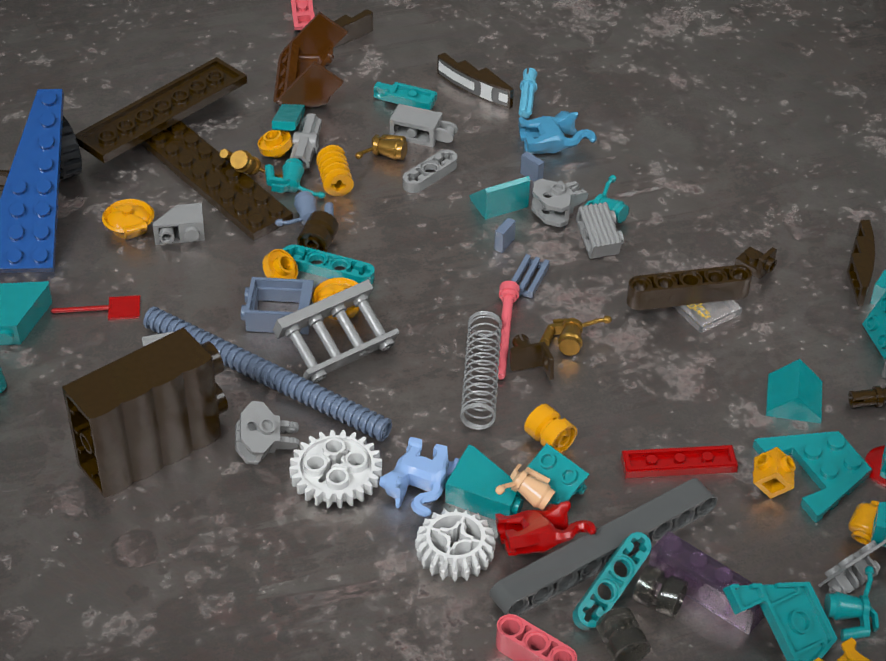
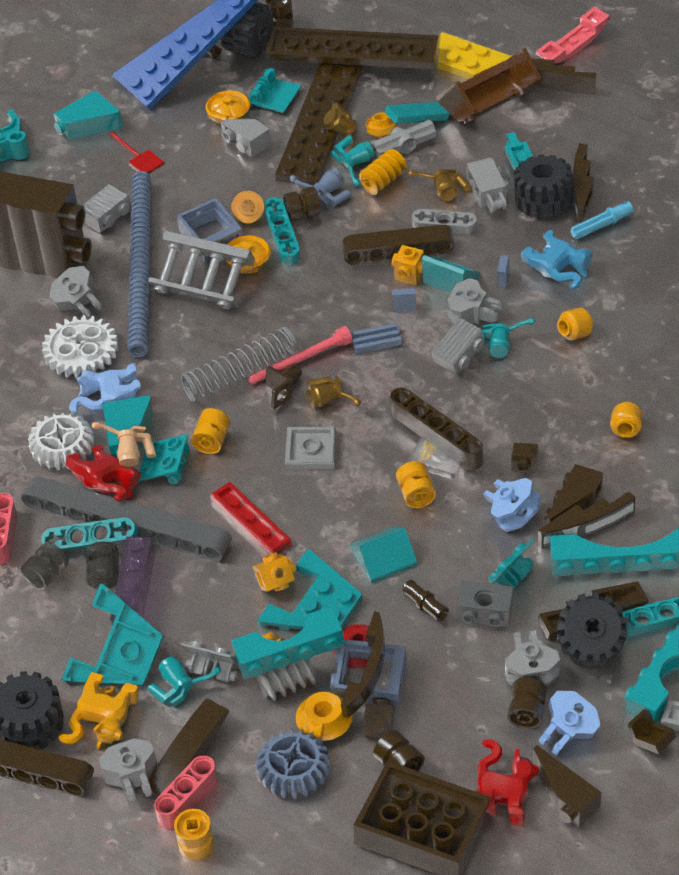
camera: 60 degrees right, 5 degrees up
(142, 185) = (272, 92): none -> teal hinge
(255, 62) = (466, 57): none -> yellow wing
(431, 207) = (382, 245): none -> dark brown beam
(464, 95) = (543, 186): none -> black wheel
(467, 211) = (408, 264): none -> light orange brick
(624, 380) = (310, 448): none -> light grey tile
(635, 160) = (575, 323): none -> light orange head
(740, 333) = (415, 484): none -> light orange wheel
(770, 187) = (626, 420): none -> light orange head
(814, 288) = (512, 501): none -> light blue hinge
(830, 254) = (579, 488): none -> dark brown slope

